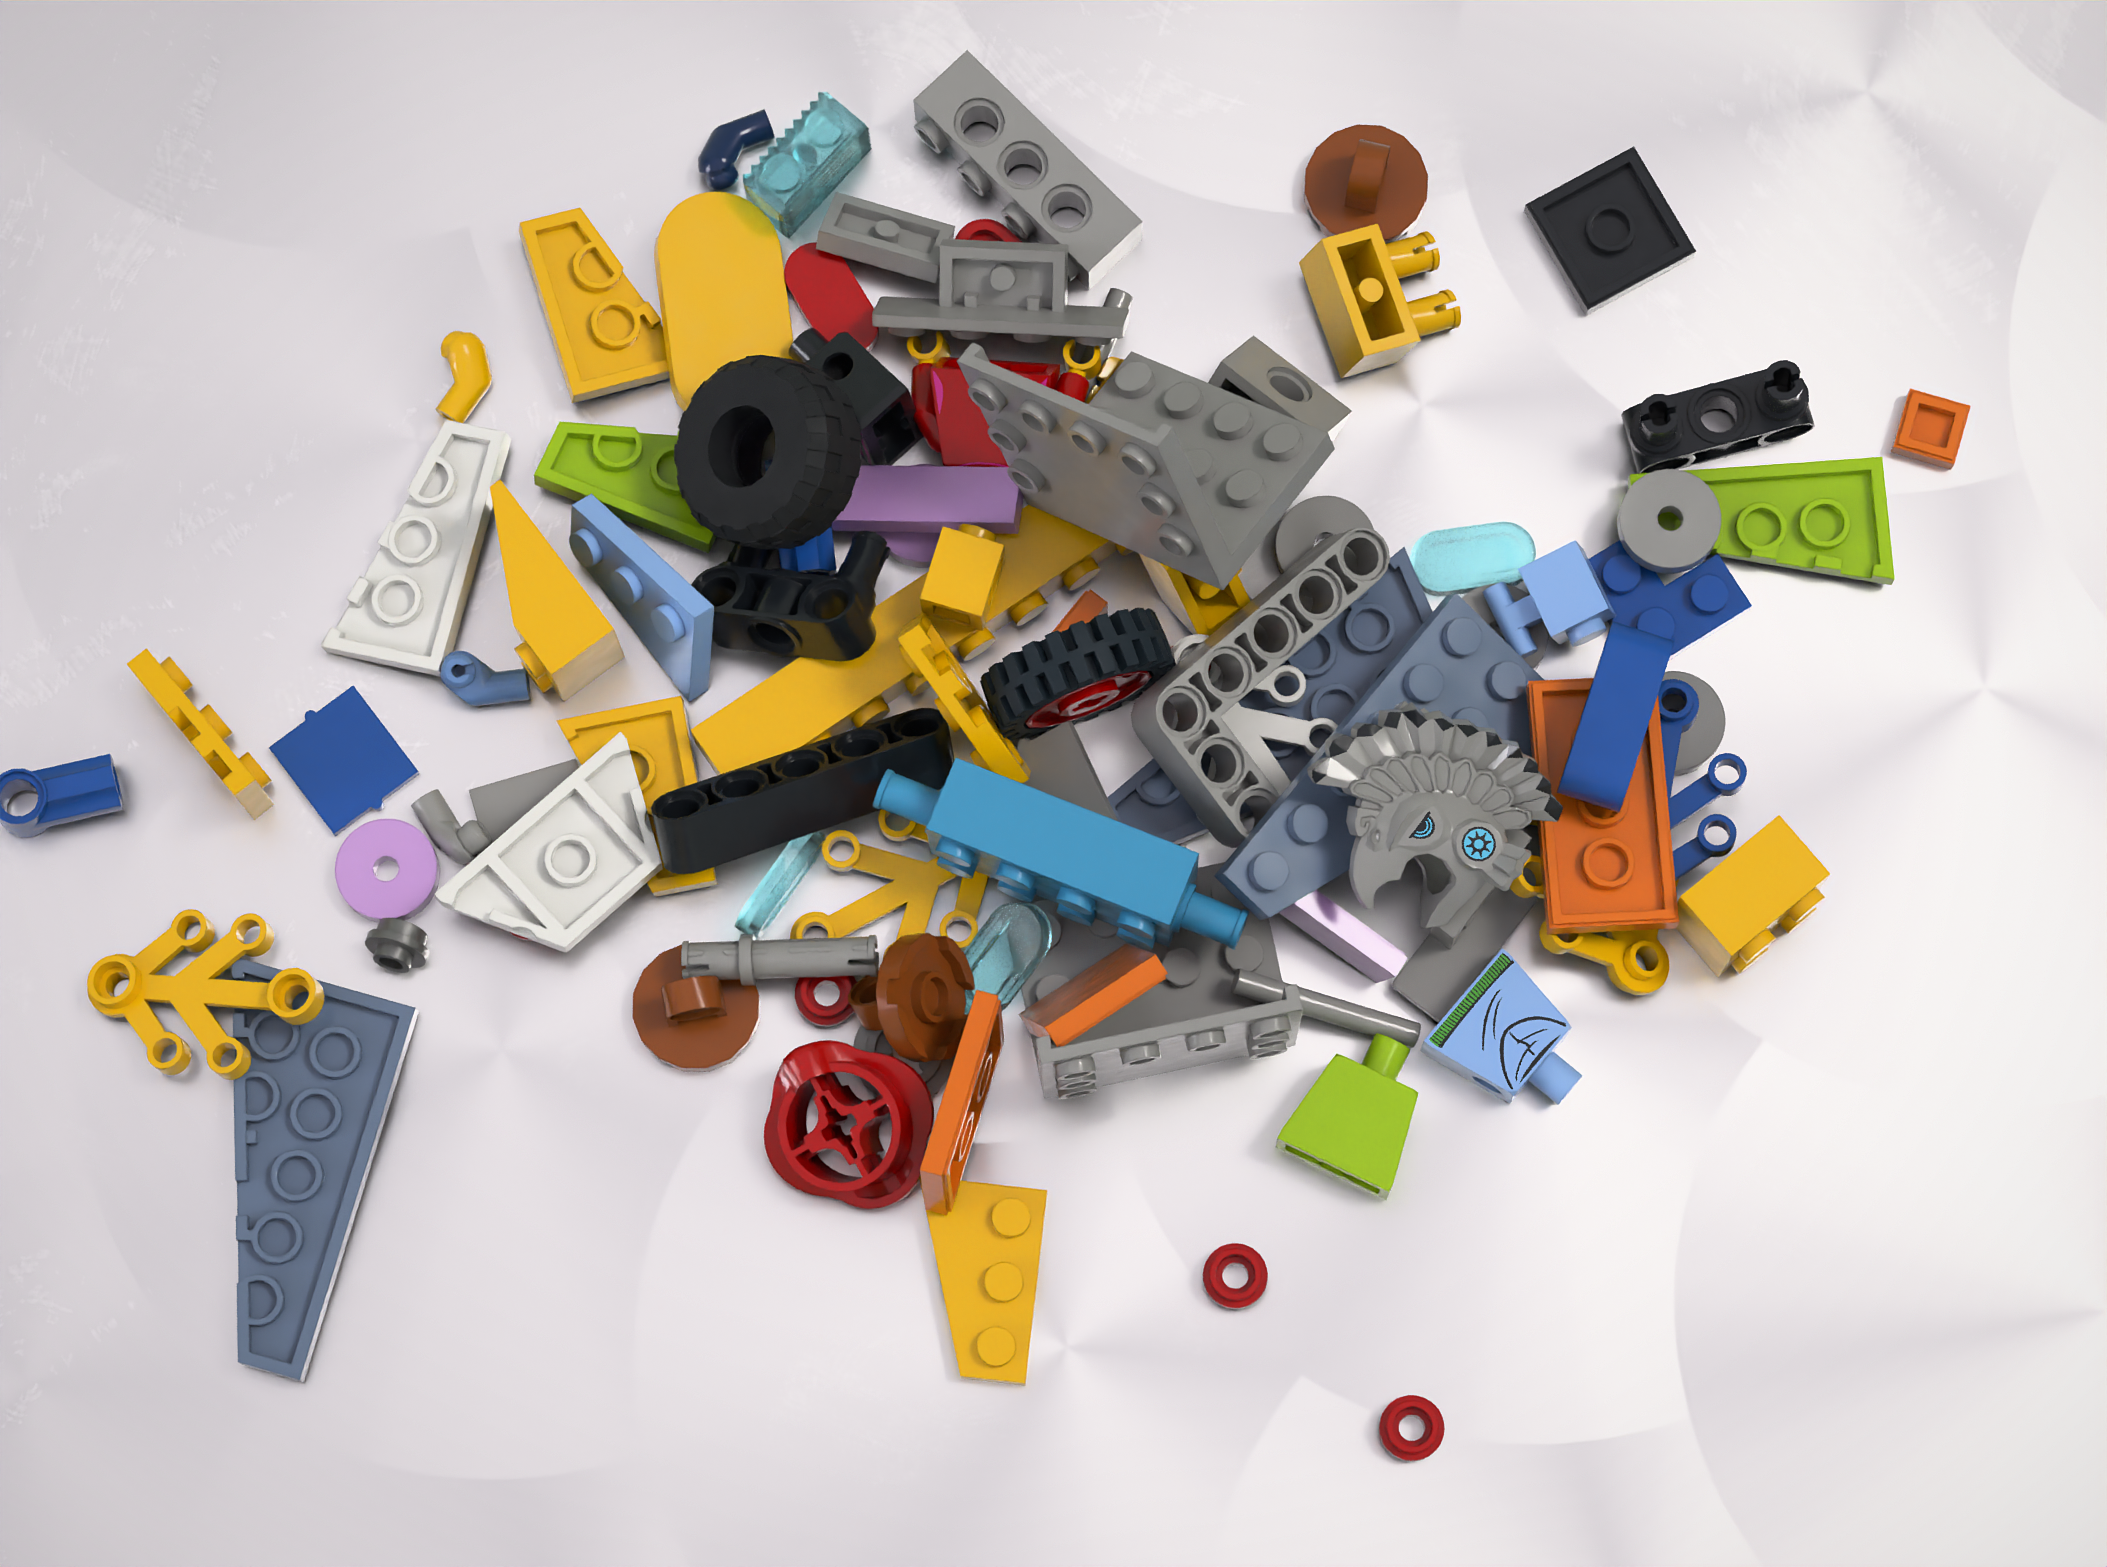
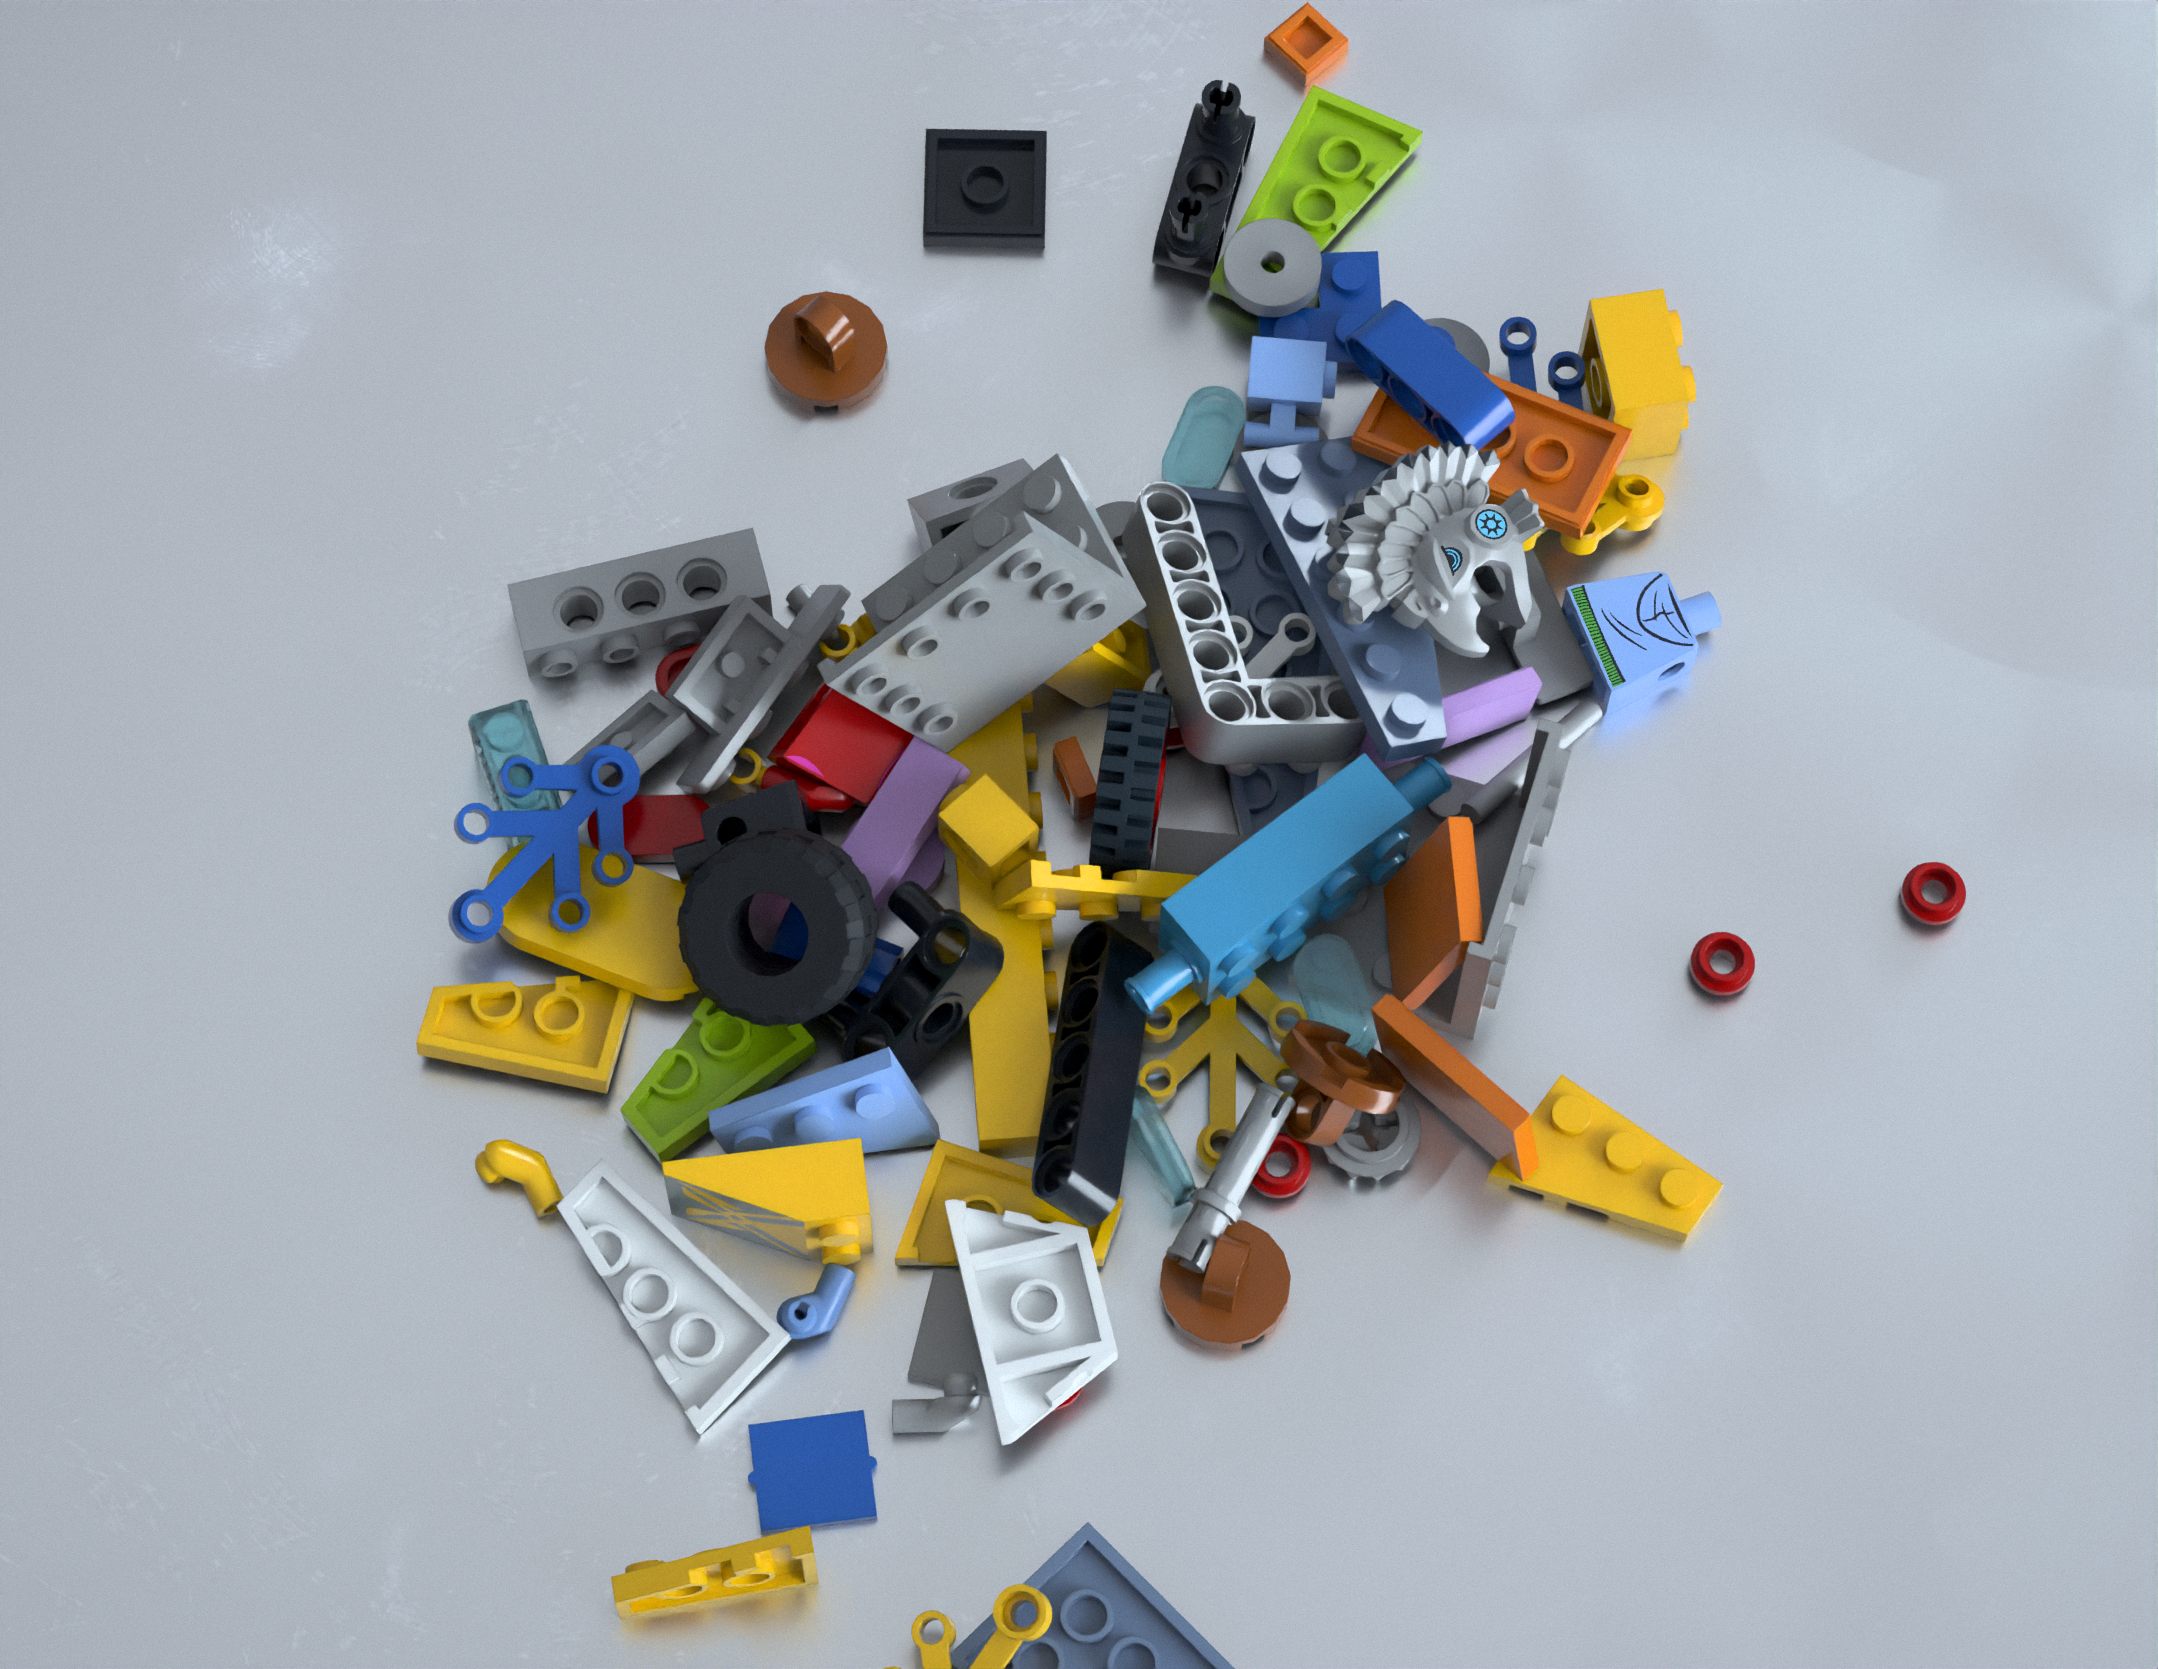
camera: 65 degrees left, 10 degrees down
(381, 842) = (940, 1456): lavender piece -> none
(397, 945) = (1018, 1509): flat silver plate -> none
(726, 145) = (455, 852): dark blue arm -> none
(755, 221) = (553, 835): none -> blue plant
(795, 1151) = (1349, 1198): red piece -> none
(1355, 1118) = (1643, 789): lime torso -> none
(1362, 300) = (933, 395): yellow brick -> none

